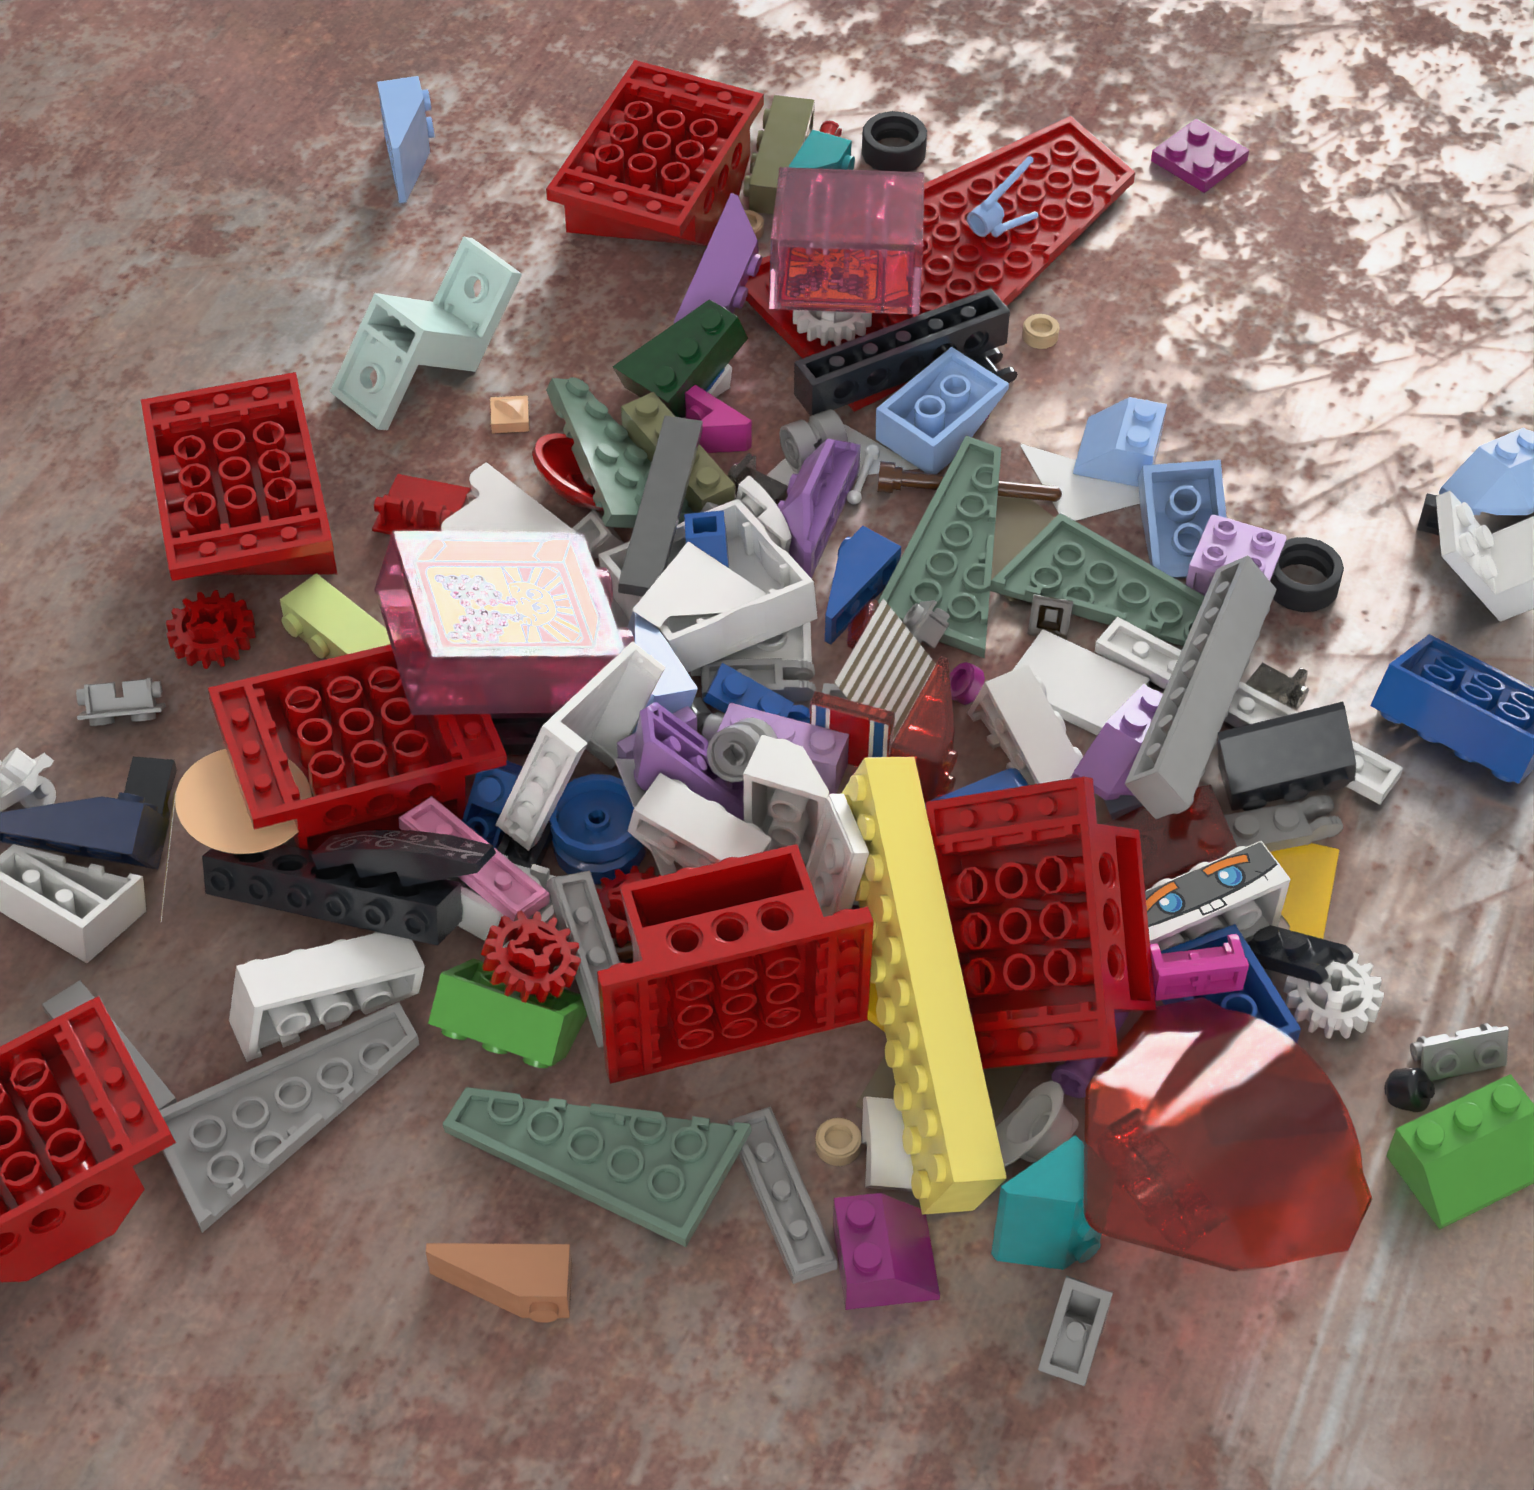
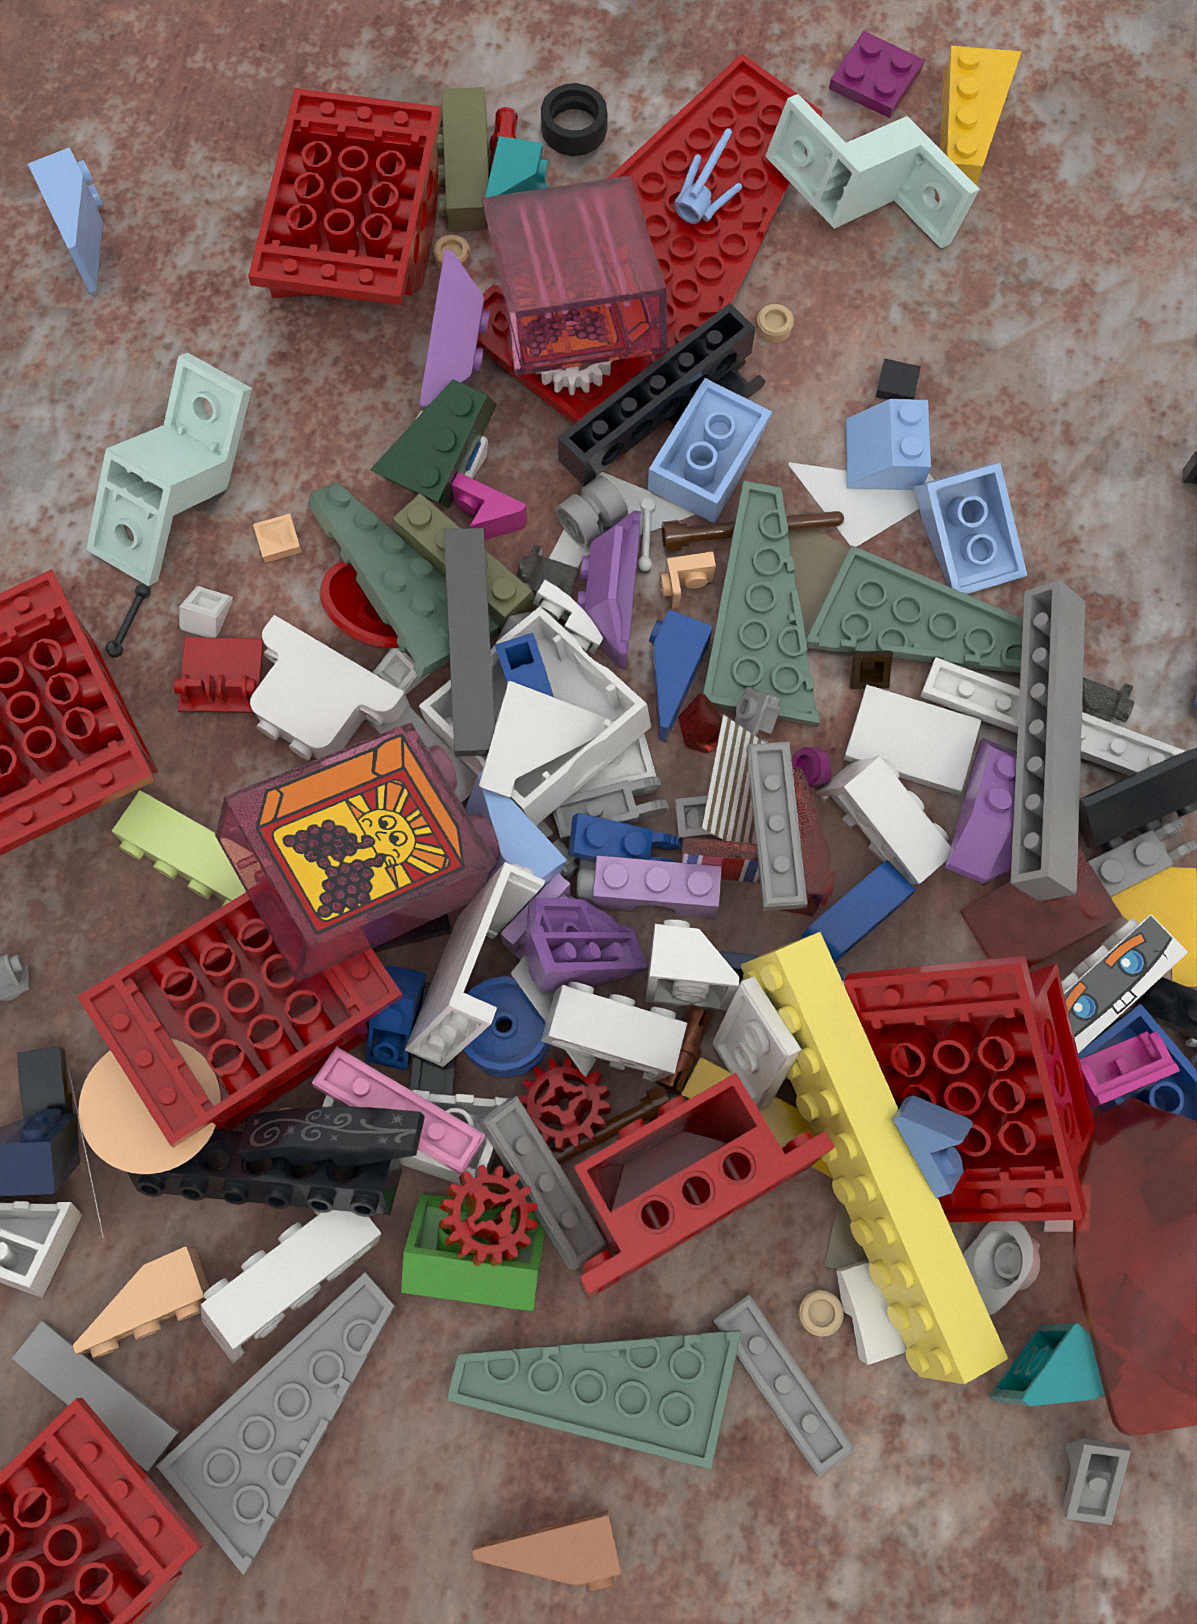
camera: 15 degrees left, 20 degrees up
(181, 984) = (155, 1293): none -> light nougat slope
(208, 631) = (38, 888): red gear -> none
(330, 471) = (114, 647): none -> black hinge
(422, 458) = (204, 612): none -> white slope
(733, 747) = (628, 918): light grey wheel -> none
(883, 1252) = (896, 1432): magenta slope -> none
(892, 506) = (687, 571): none -> light nougat bracket
(907, 692) = (776, 826): none -> light grey tile
(973, 958) = (930, 1137): none -> medium blue slope
(1150, 389) = (897, 380): none -> black tile
(1164, 219) = (870, 171): none -> light aqua bracket
(1228, 541) = (1028, 560): lavender bracket -> none
(1285, 192) = (972, 102): none -> yellow wedge
(1314, 554) = (1106, 540): black tyre -> none

